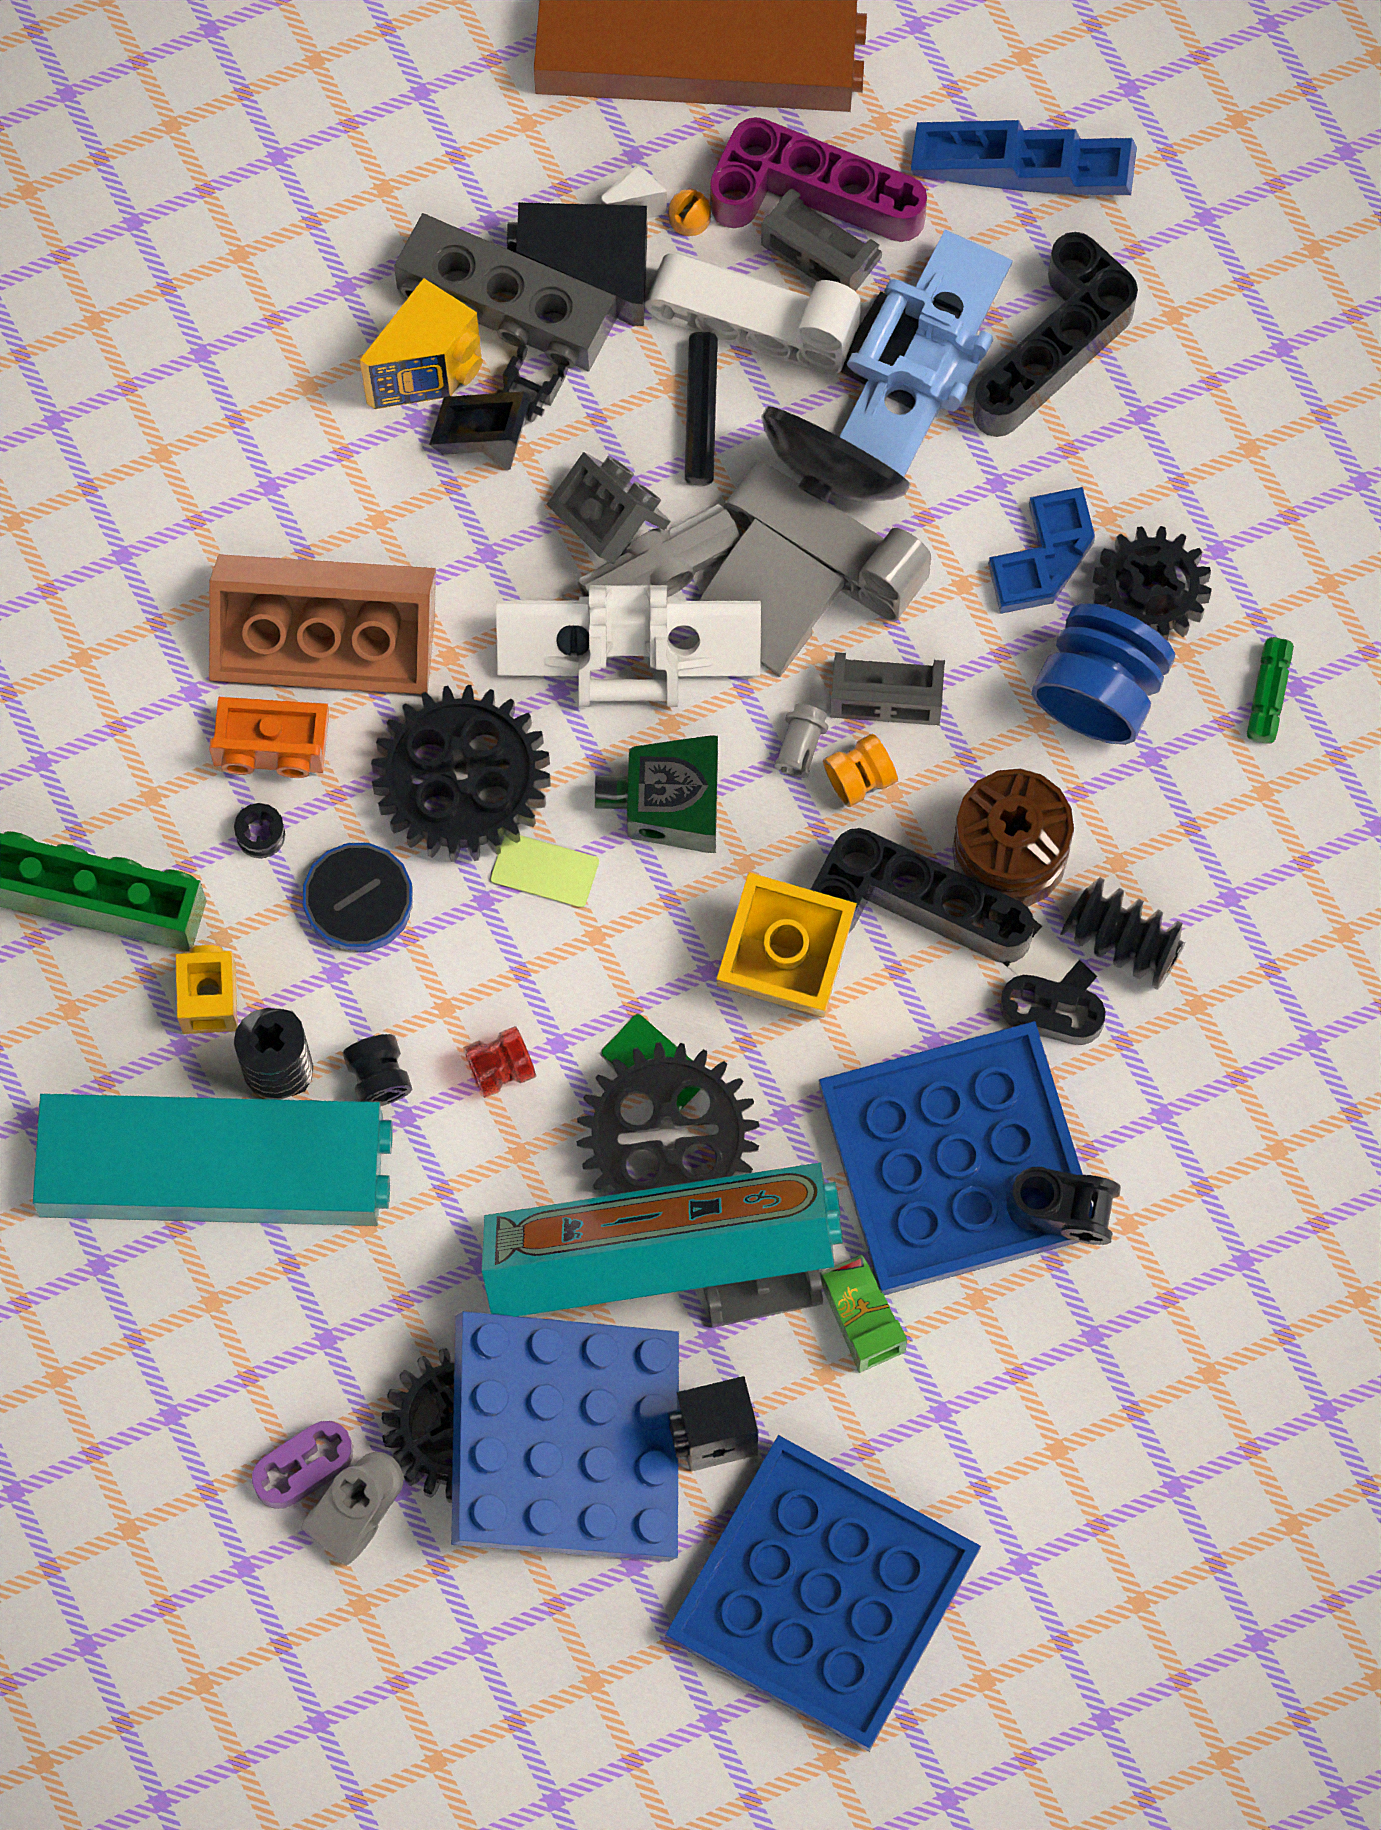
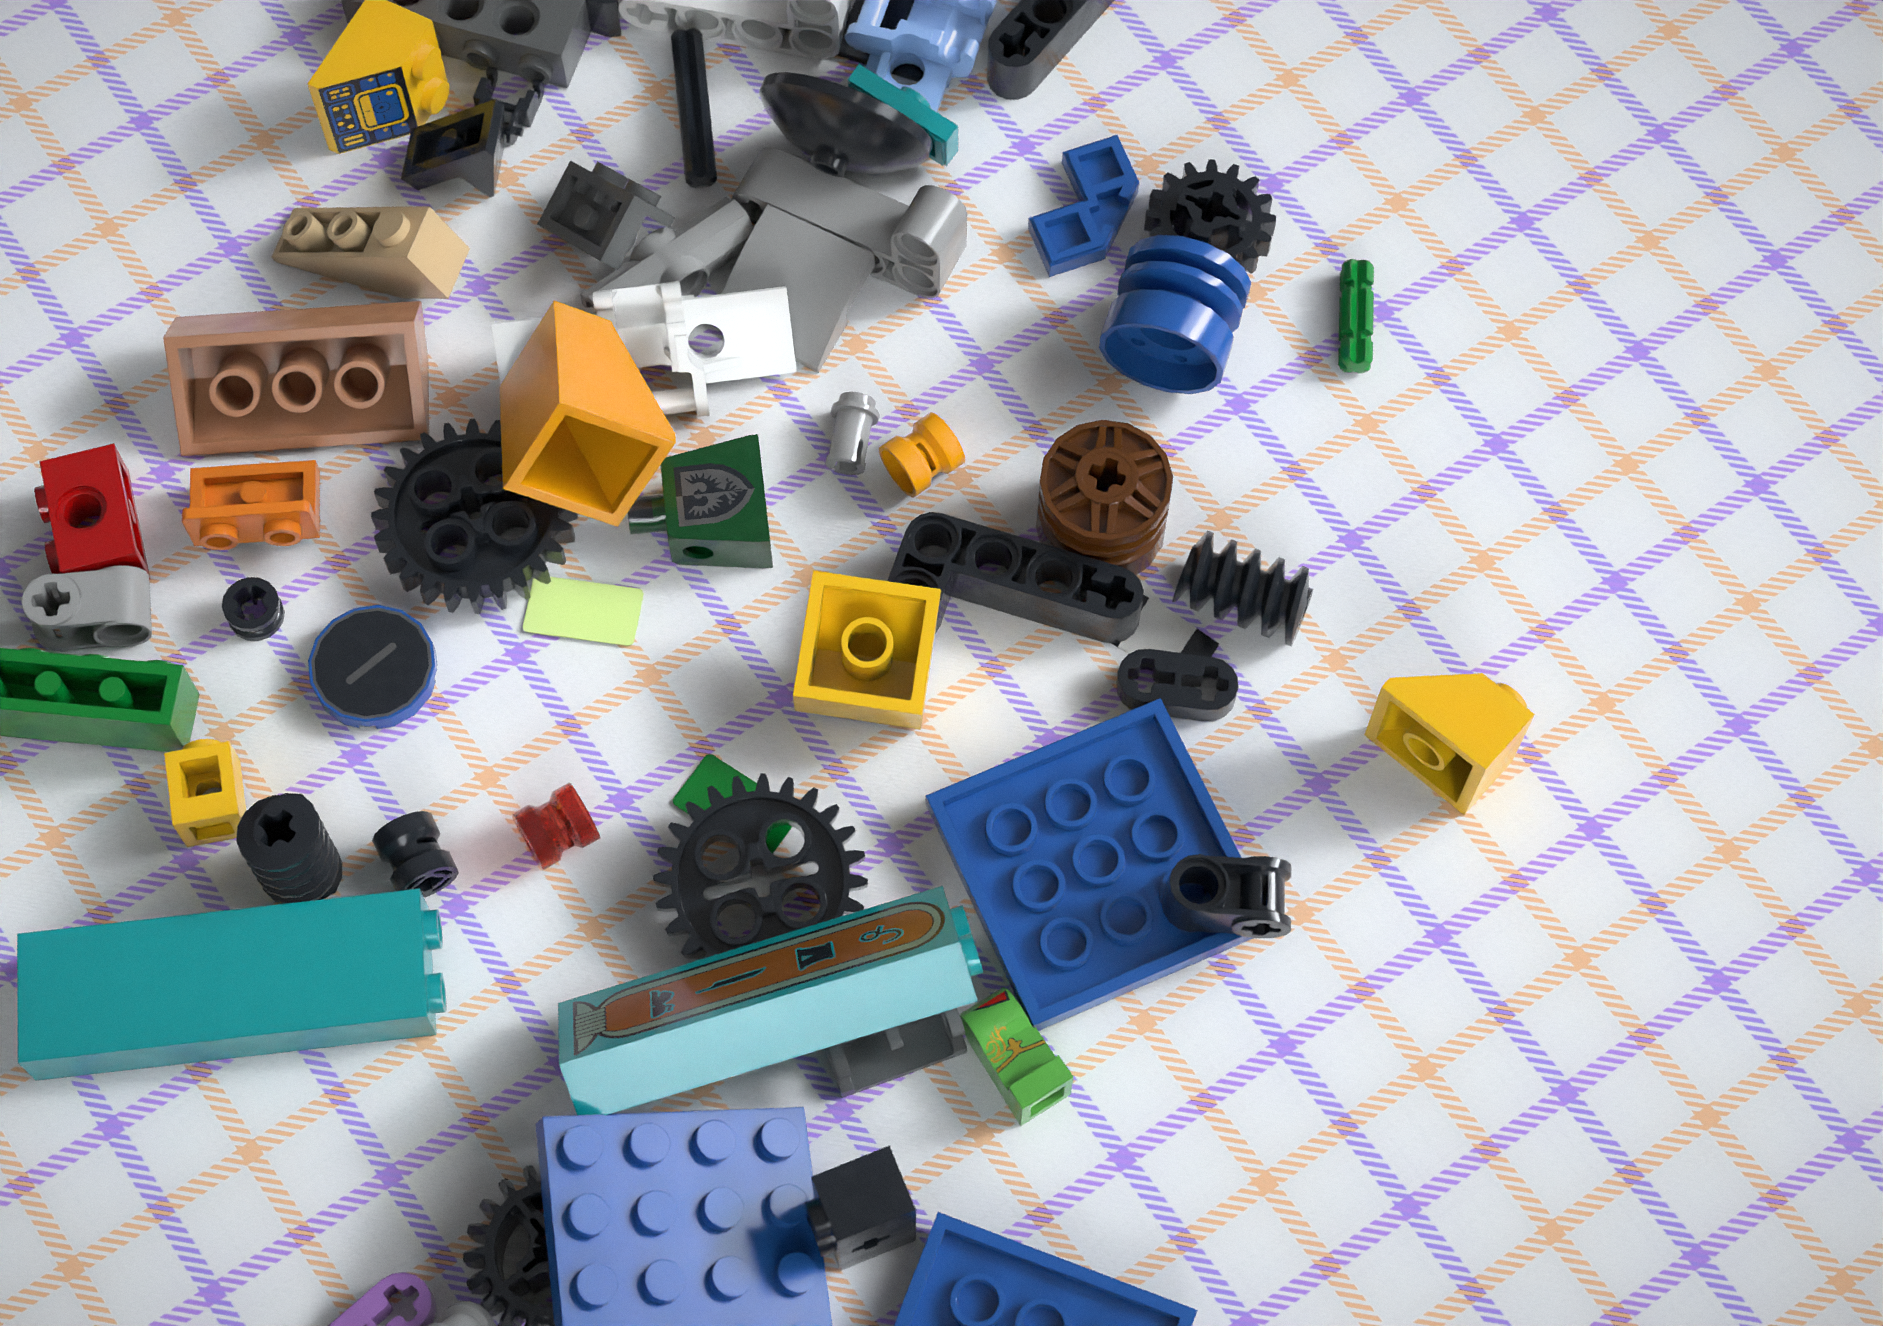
camera: 10 degrees left, 5 degrees down
(121, 701) = (83, 487): none -> red brick
(128, 813) = (92, 607): none -> light grey piece
(398, 509) = (378, 248): none -> tan slope
(563, 704) = (580, 419): none -> light orange slope
(887, 691) = (939, 371): dark grey hinge -> none
(889, 445) = (913, 105): none -> teal plate
(1280, 1088) = (1450, 731): none -> yellow slope

